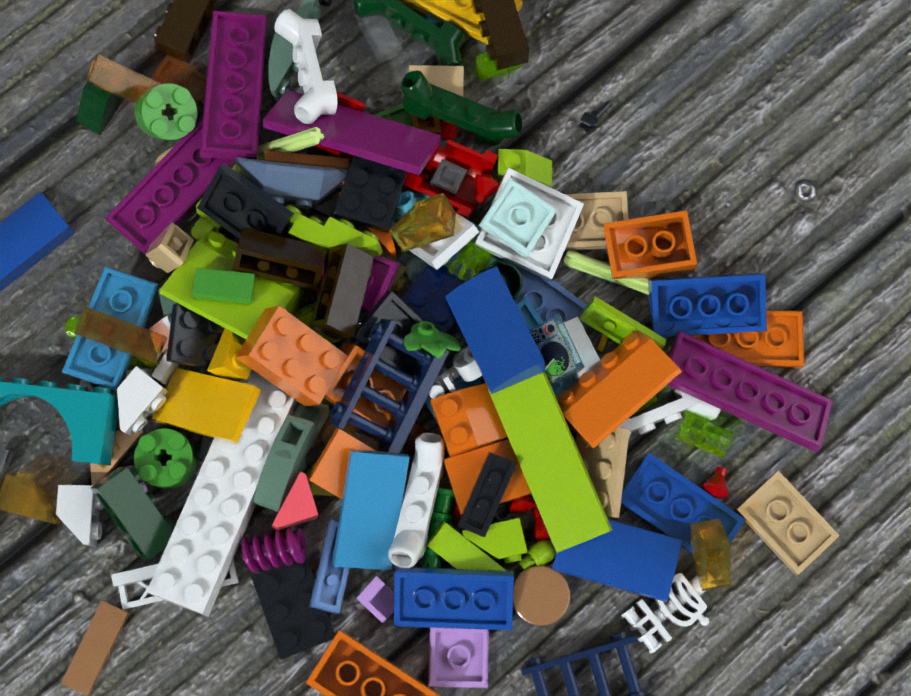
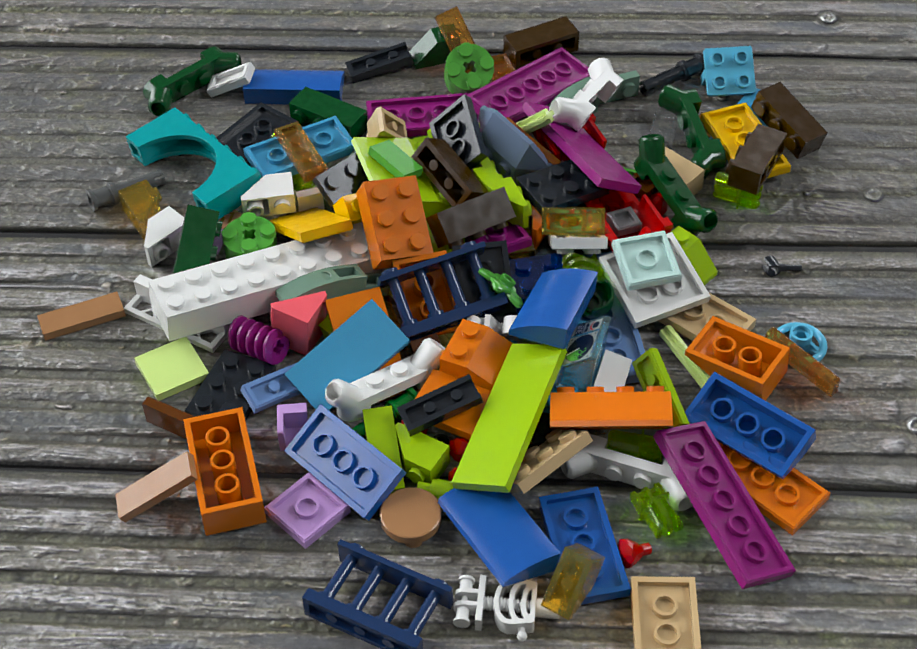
camera: 45 degrees right, 30 degrees down
(39, 334) = (253, 128): none -> black plate
(65, 158) = (379, 62): none -> black hinge
(83, 260) = (313, 106): none -> dark green brick
(227, 631) = (171, 368): none -> yellowish green tile
(279, 678) = (165, 416): none -> reddish brown tile
(673, 175) = (802, 335): none -> medium azure piece
(694, 207) = (806, 364): none -> clear orange tile

